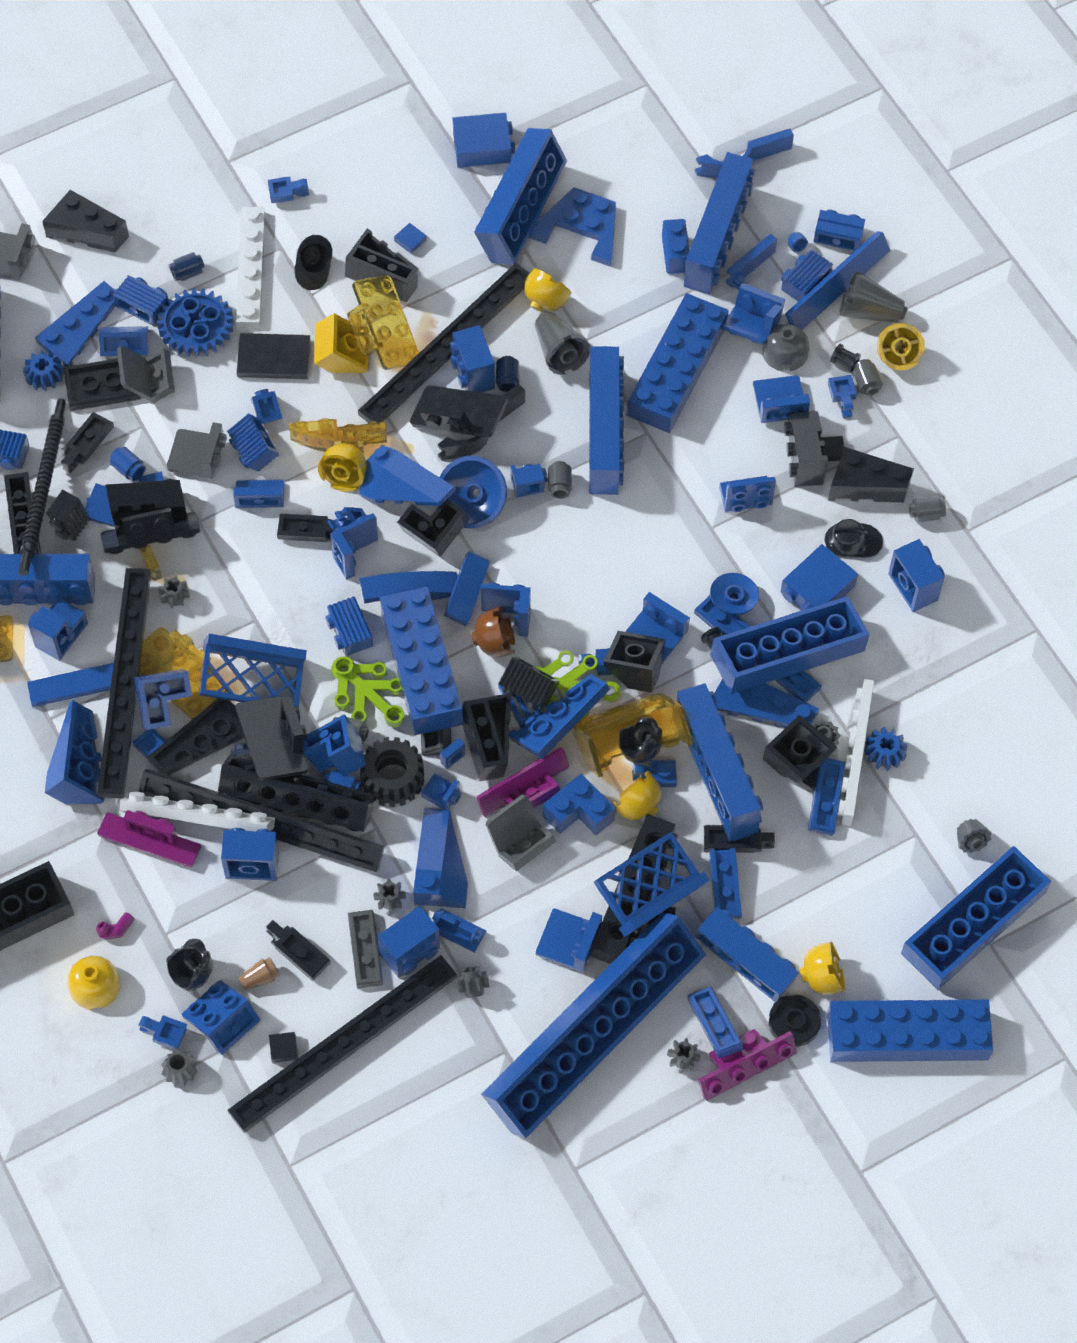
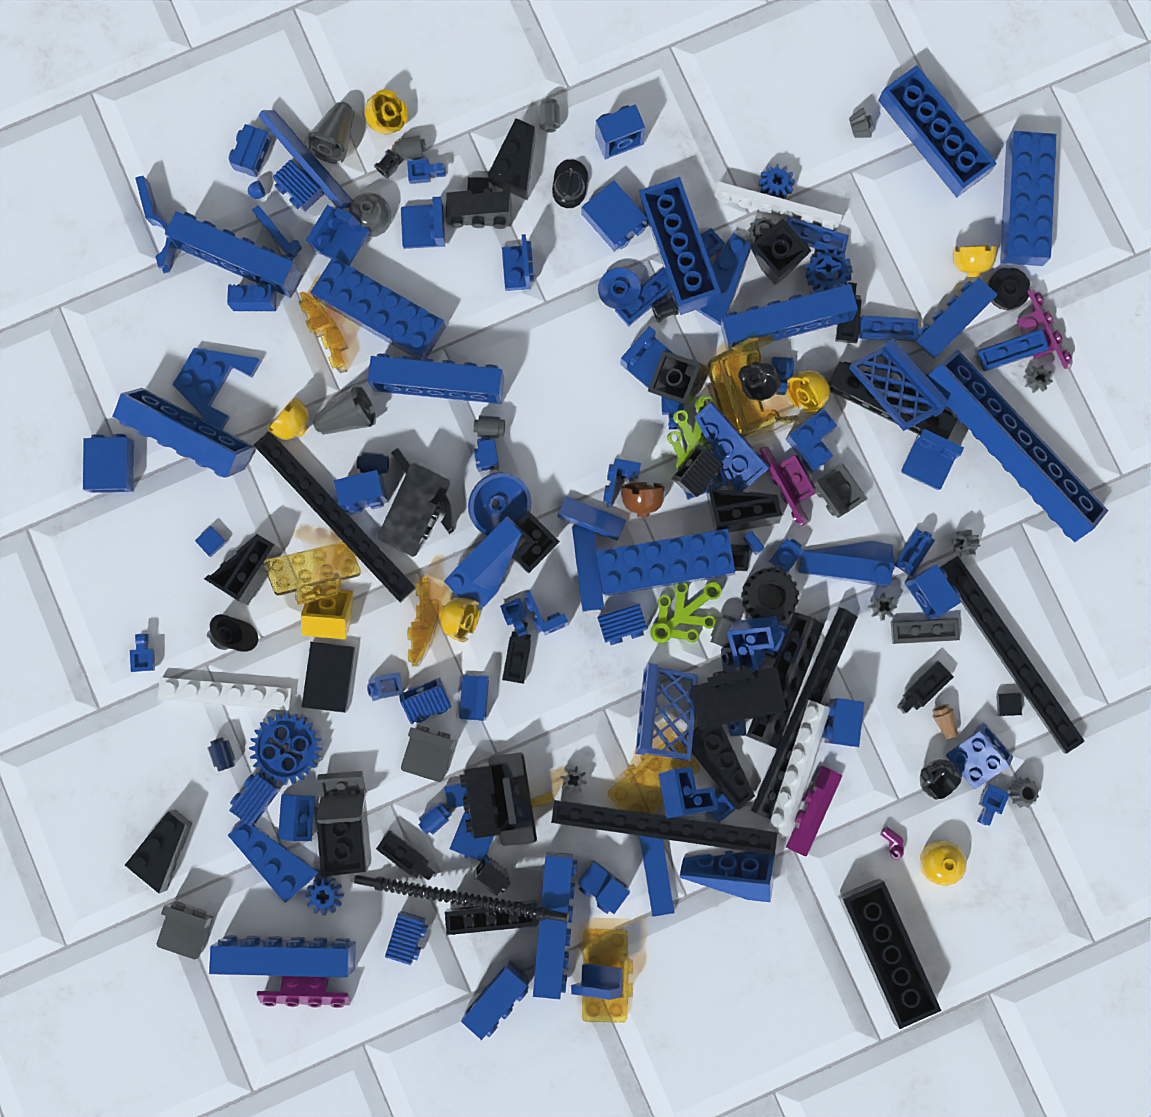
camera: 80 degrees left, 20 degrees up
(641, 325) = (323, 325): none -> clear yellow slope
(785, 810) = (836, 265): none -> blue gear

